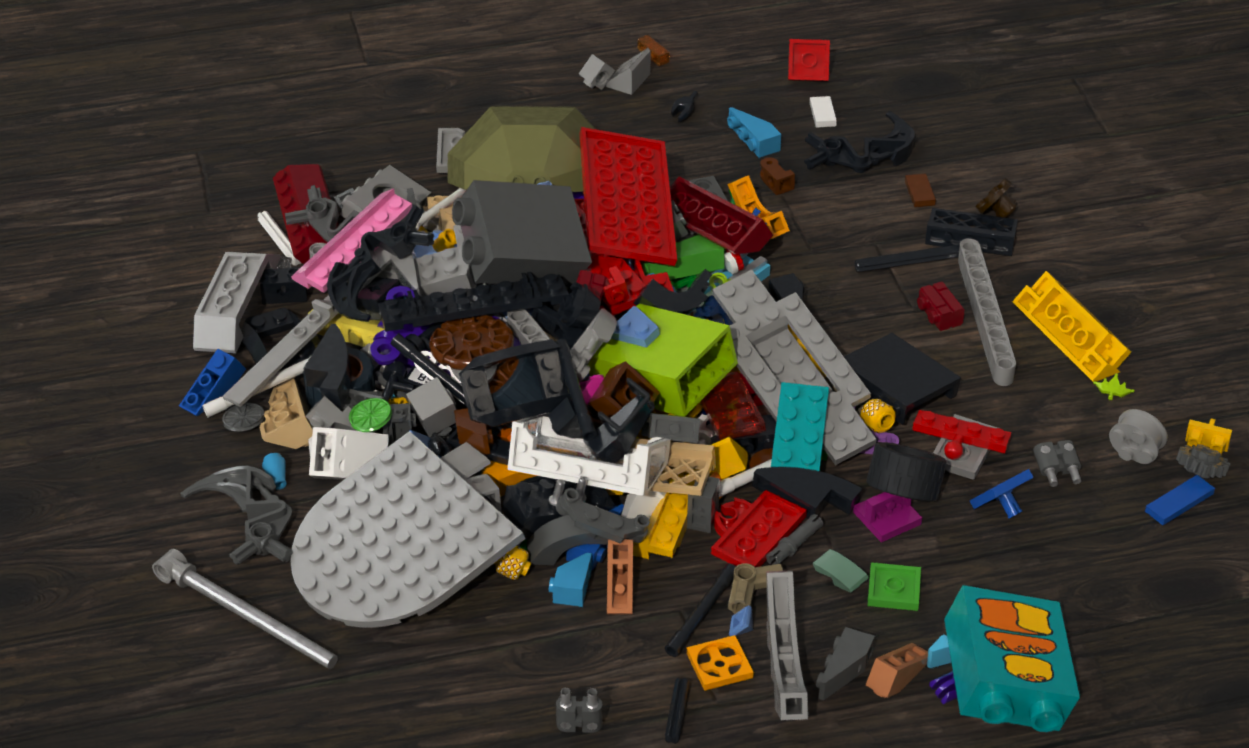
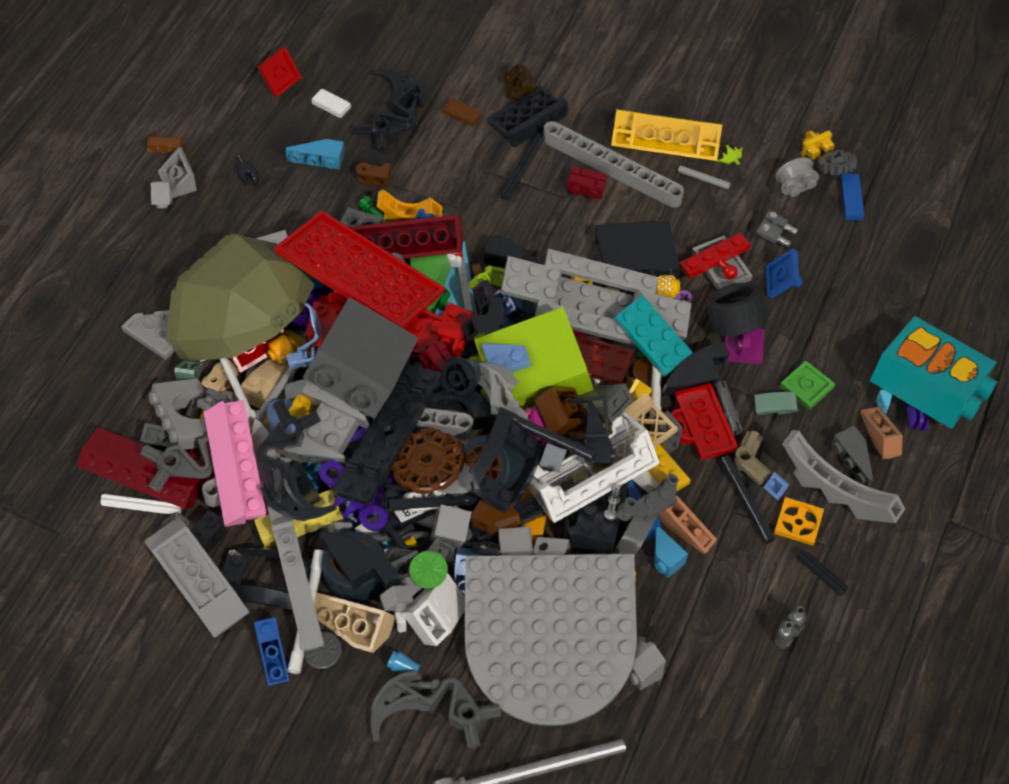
camera: 55 degrees left, 15 degrees up
(430, 627) = (647, 665): none -> light grey slope
(434, 184) = (188, 370): none -> sand green slope
(1058, 382) = (704, 177): none -> light grey bar

